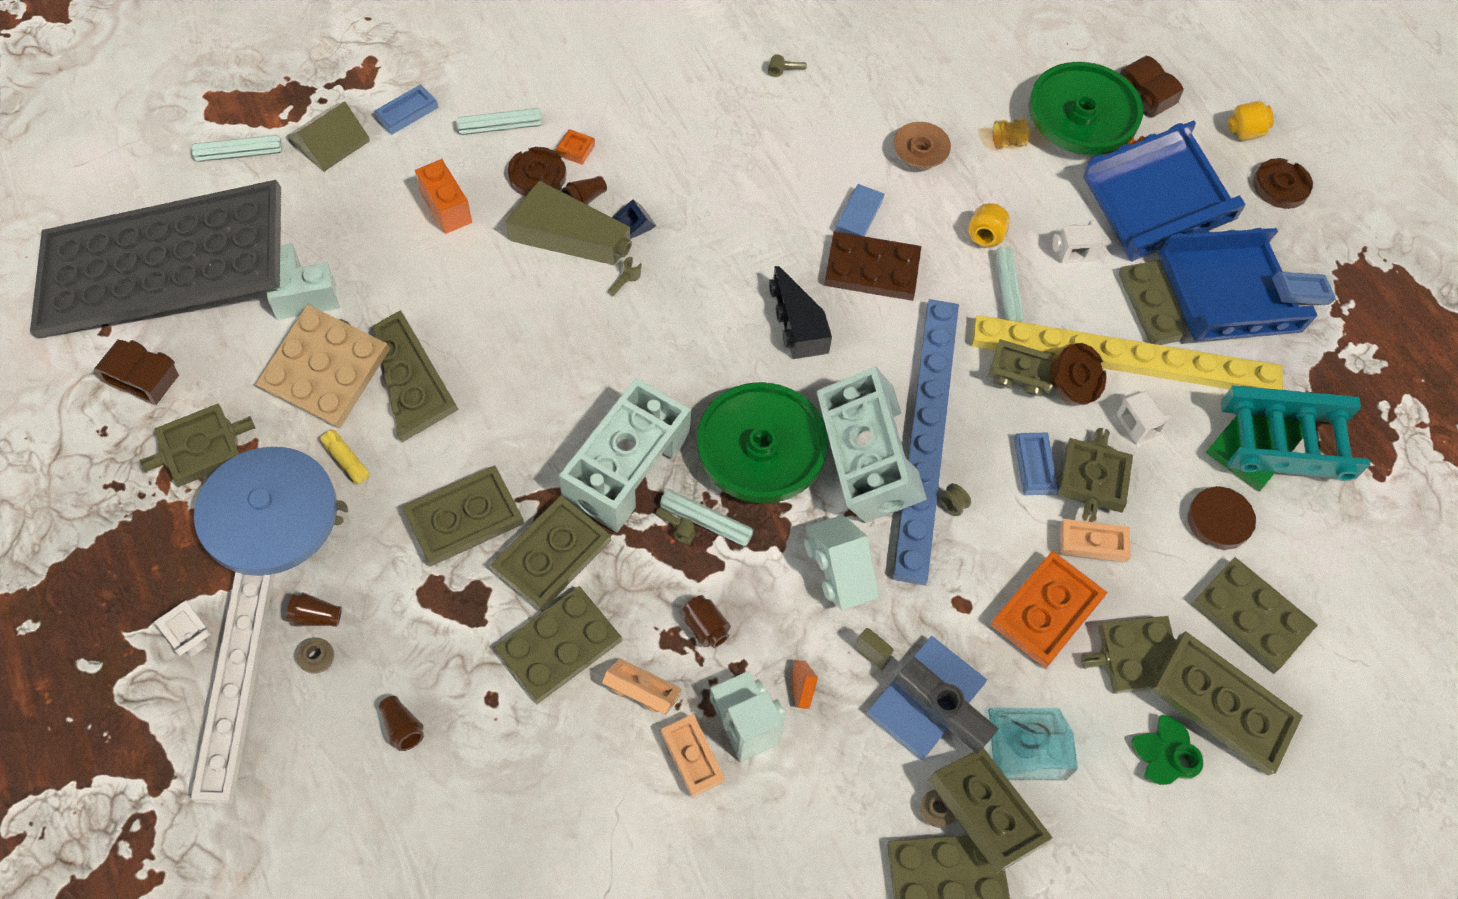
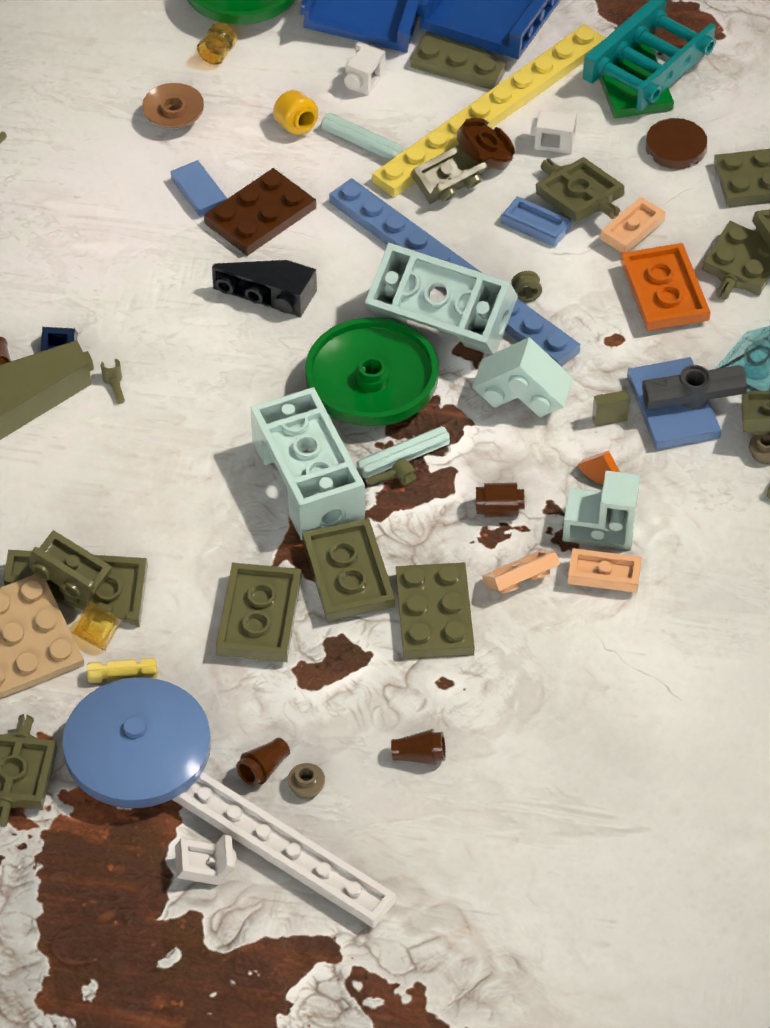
camera: 50 degrees left, 10 degrees down
(373, 413) = (97, 626): none -> clear yellow tile
(397, 357) = (69, 567): none -> olive bracket

